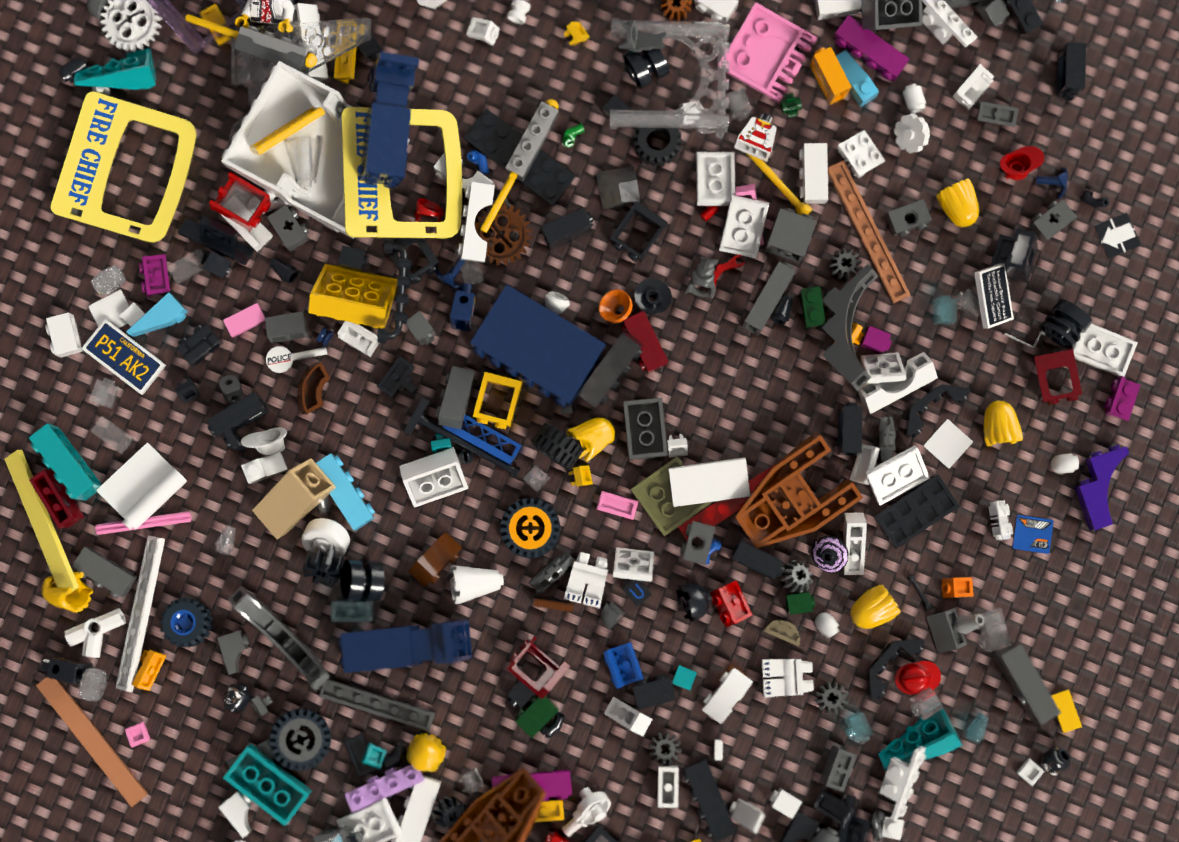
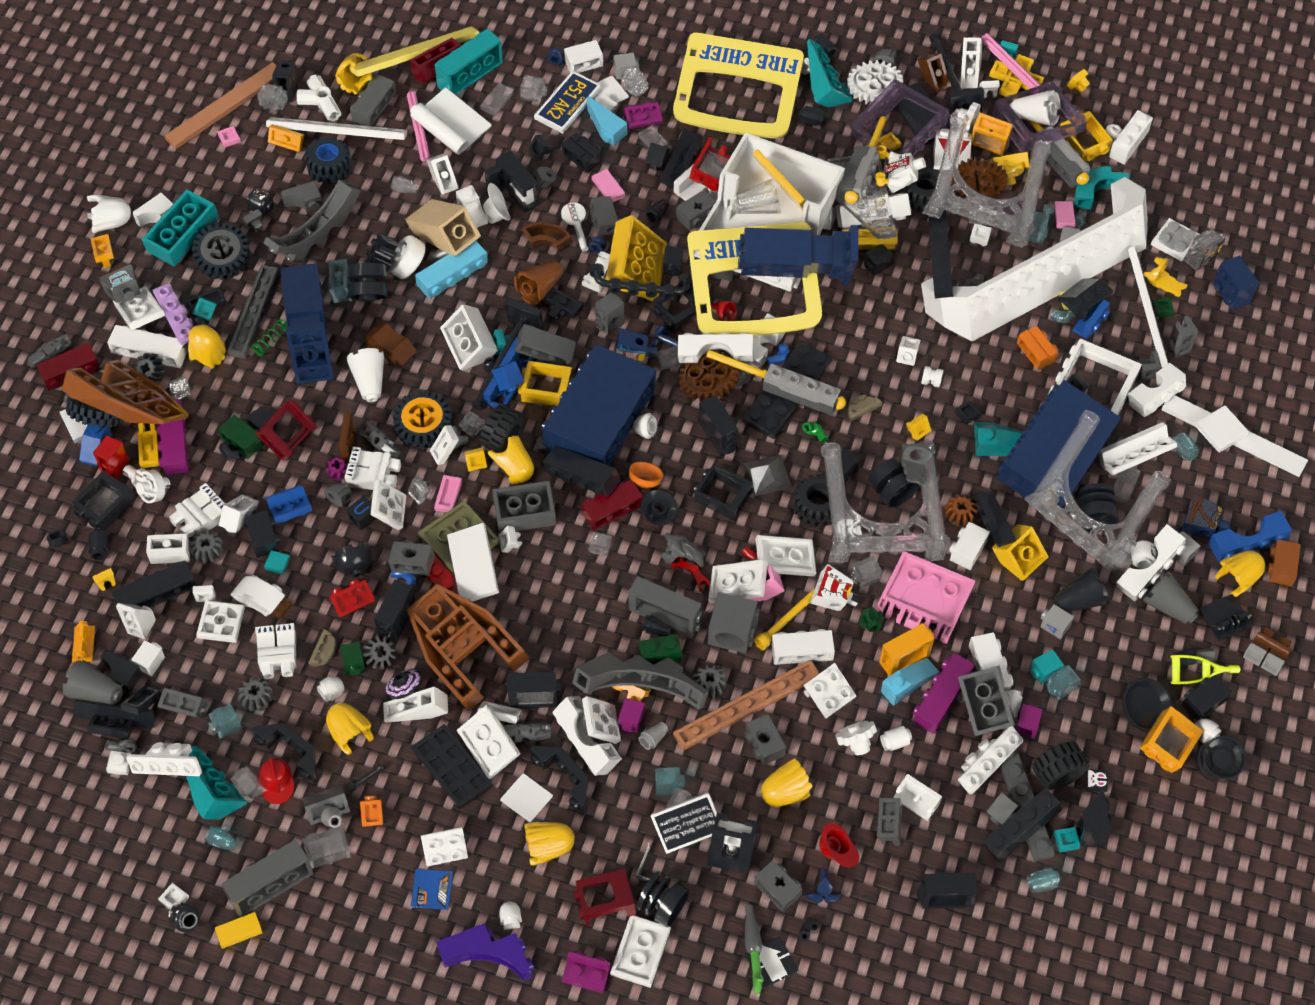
camera: 85 degrees right, 25 degrees down
(59, 366) = (555, 56): none -> dark blue bush
(81, 289) = (623, 62): none -> light grey brick
(171, 93) = (812, 116): none -> black brick
(214, 498) = (442, 173): none -> white slope
(369, 399) = (537, 281): none -> dark orange cone
(404, 670) = (259, 347): none -> green piece
(493, 437) = (508, 376): none -> blue brick
(544, 86) = (862, 405): none -> dark tan tile
(566, 502) = (446, 443): none -> white piece
(580, 619) = (337, 468): none -> magenta gear
(615, 533) = (419, 490): none -> clear tile
(629, 760) = (198, 512): none -> white hips
(685, 357) = (600, 544): none -> clear tile
(748, 732) = (220, 621): none -> white piece
(896, 321) = (653, 735): none -> light grey cone
(1106, 248) = (753, 946): none -> dark grey piece

